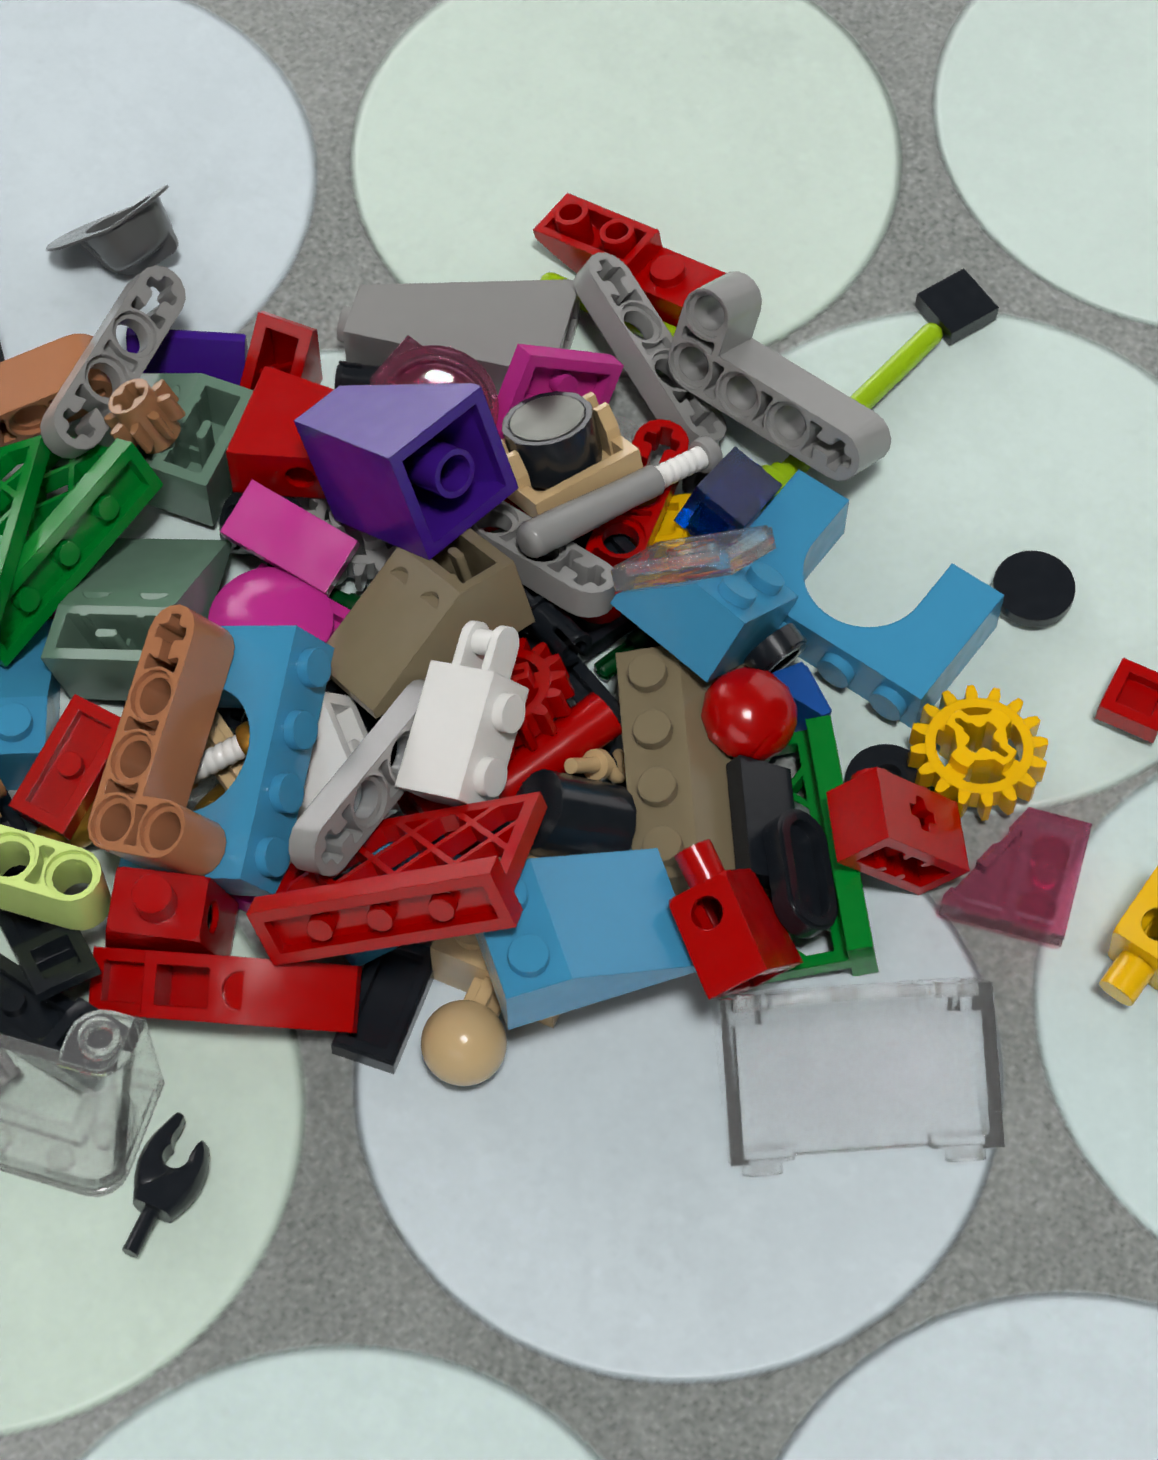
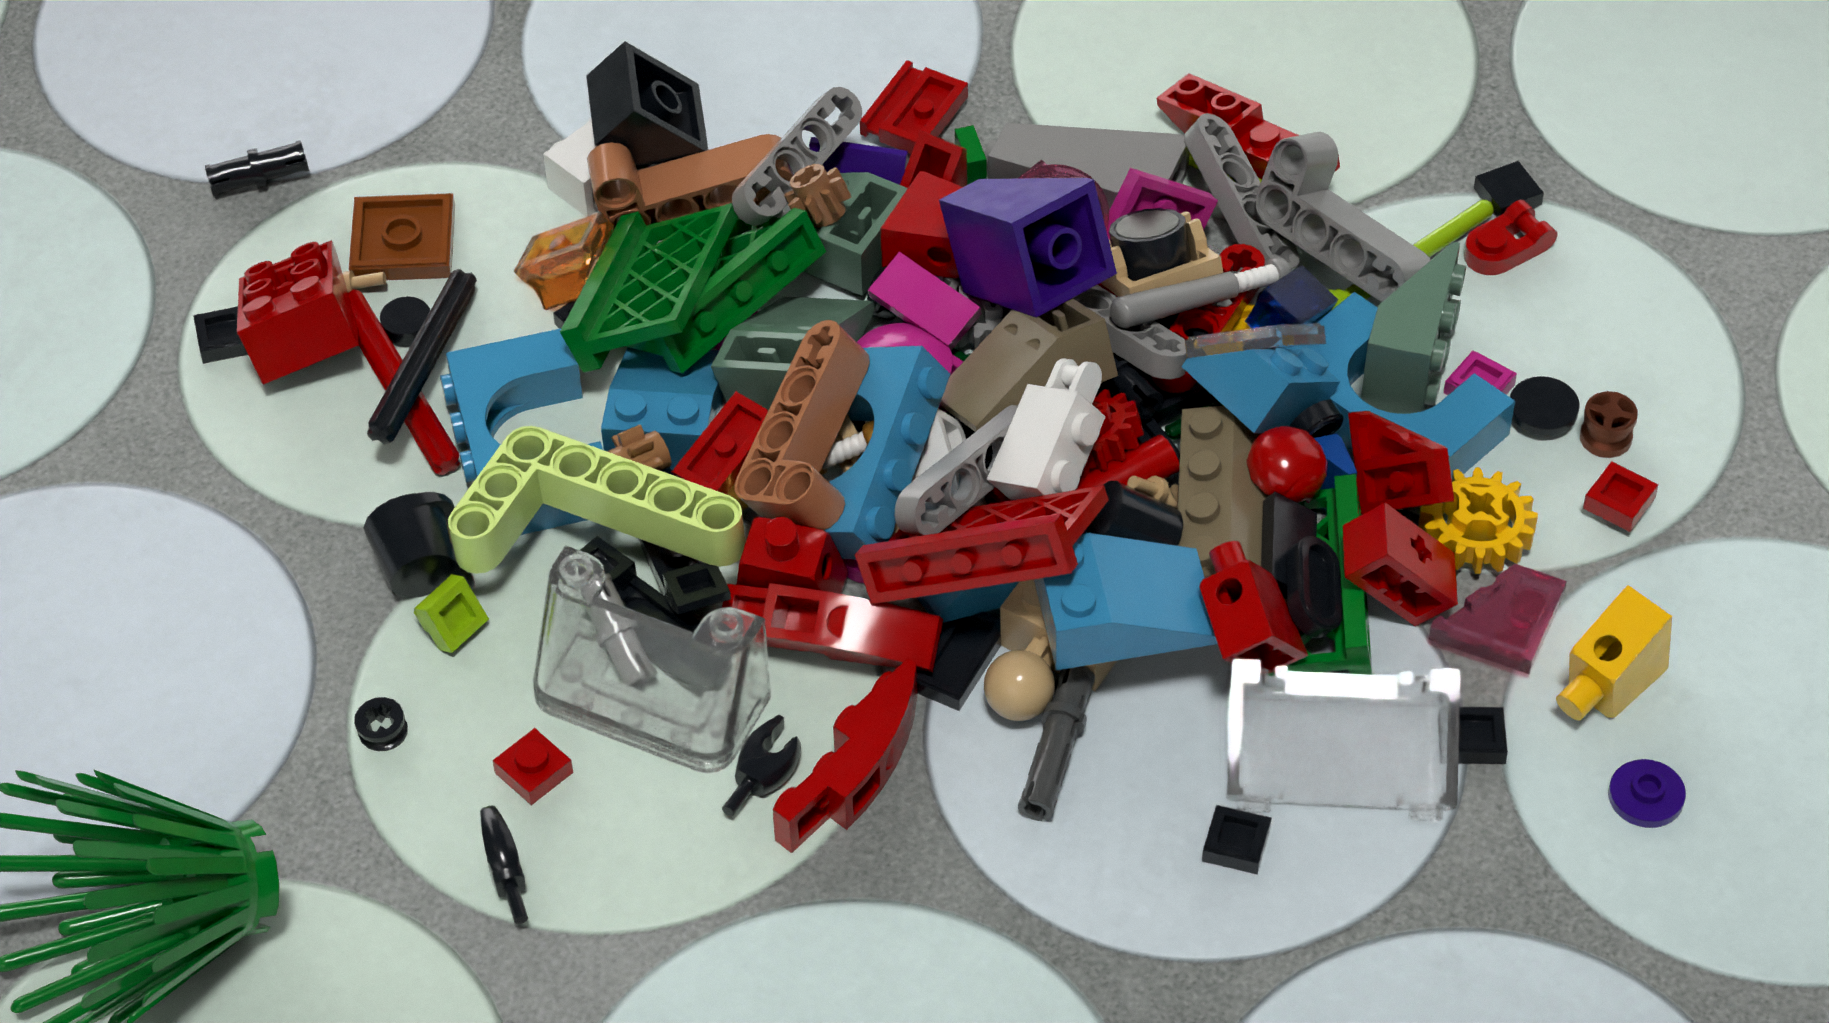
camera: 10 degrees right, 10 degrees down
(128, 238) = (820, 73): dark grey piece -> none
(246, 269) = (913, 104): none -> red plate
(291, 1144) = (865, 753): none -> red slope
(318, 316) = (976, 159): none -> green plate
(514, 1125) = (1062, 723): none -> dark grey pin
(746, 1212) = (1236, 839): none -> black tile
(875, 527) = (1410, 339): none -> sand green slope
(879, 700) = (1397, 465): none -> red wing
(950, 387) = (1494, 249): none -> red plate
(957, 548) = (1487, 369): none -> dark pink tile
(1020, 1035) = (1482, 736): none -> black tile
(1125, 598) = (1608, 424): none -> copper wheel

